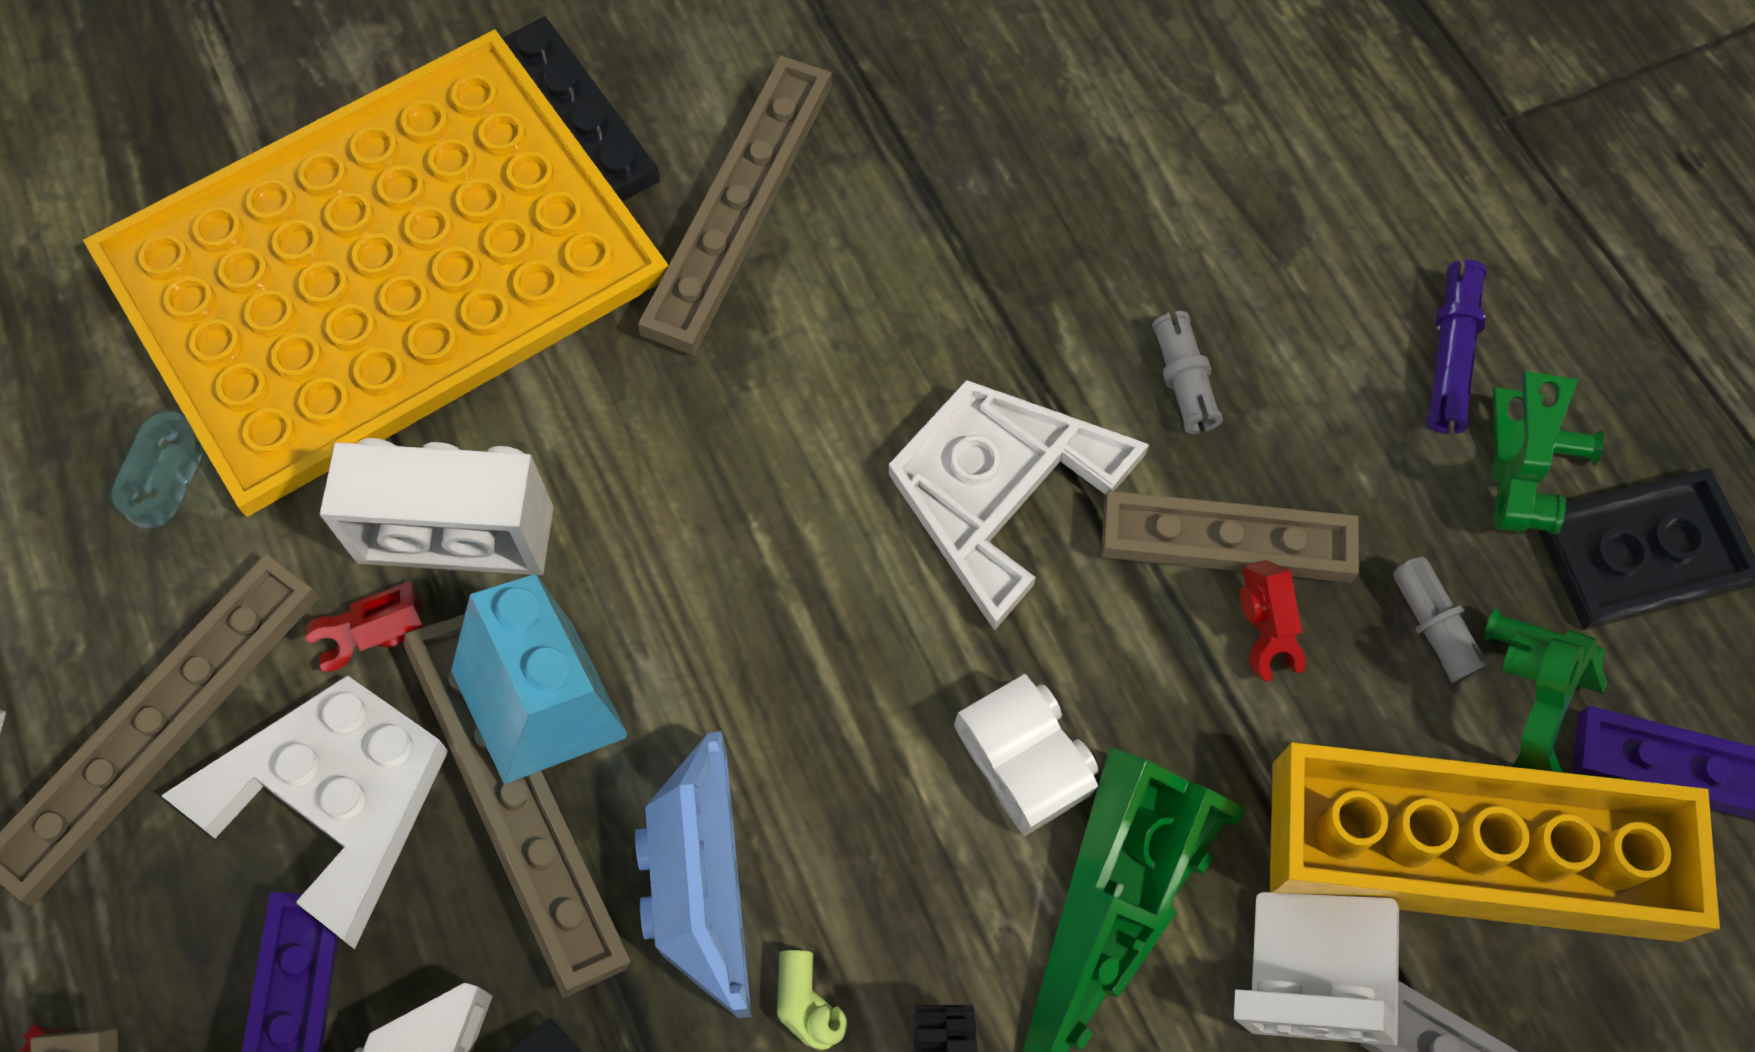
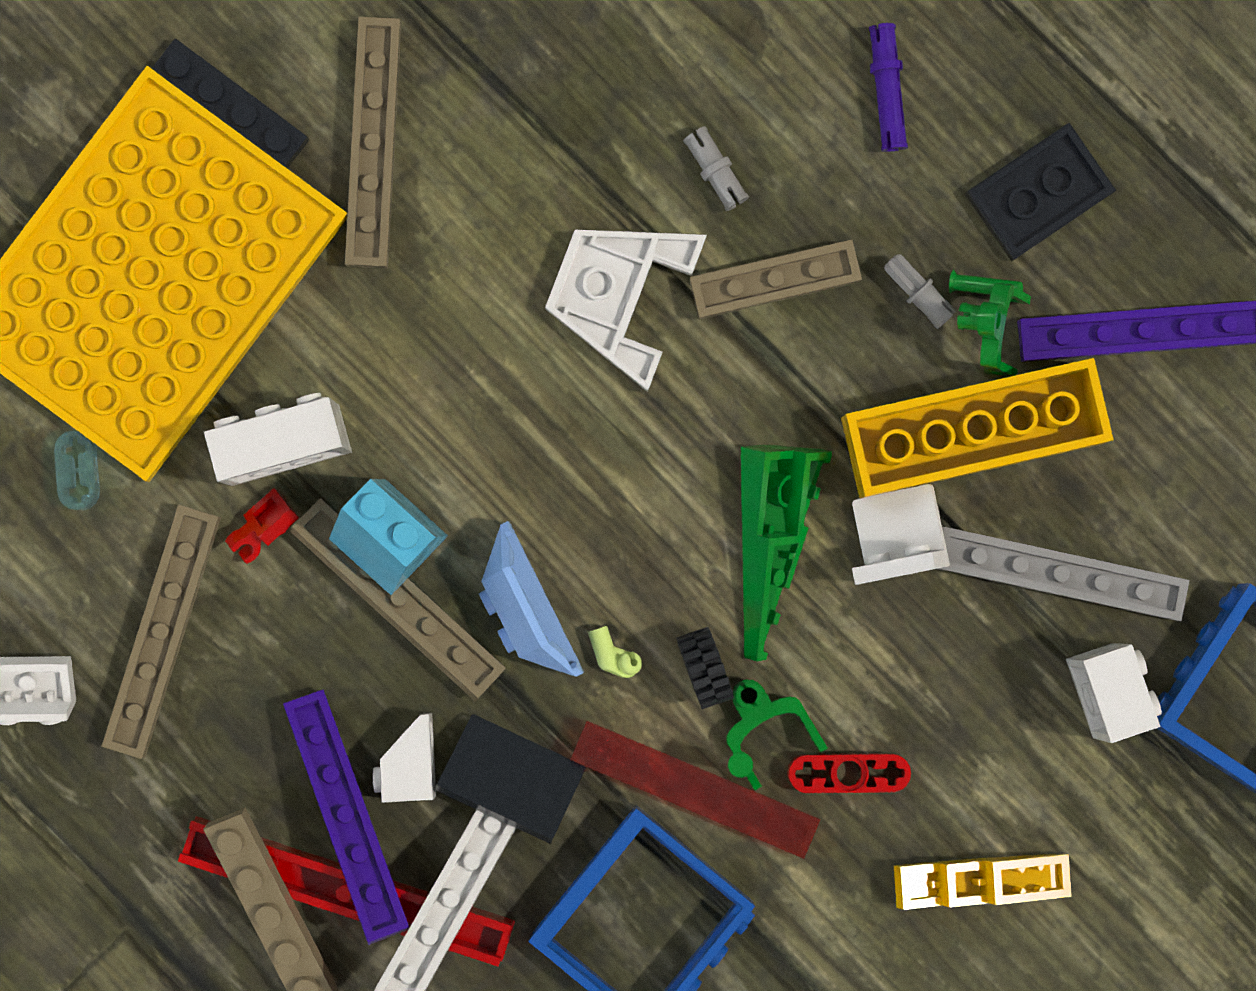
camera: 25 degrees left, 20 degrees up
(346, 769) = (291, 617): white wing -> none
(1027, 753) = (693, 466): white brick -> none
(1272, 608) = (811, 321): red plate -> none
(1526, 452) = (945, 152): green piece -> none

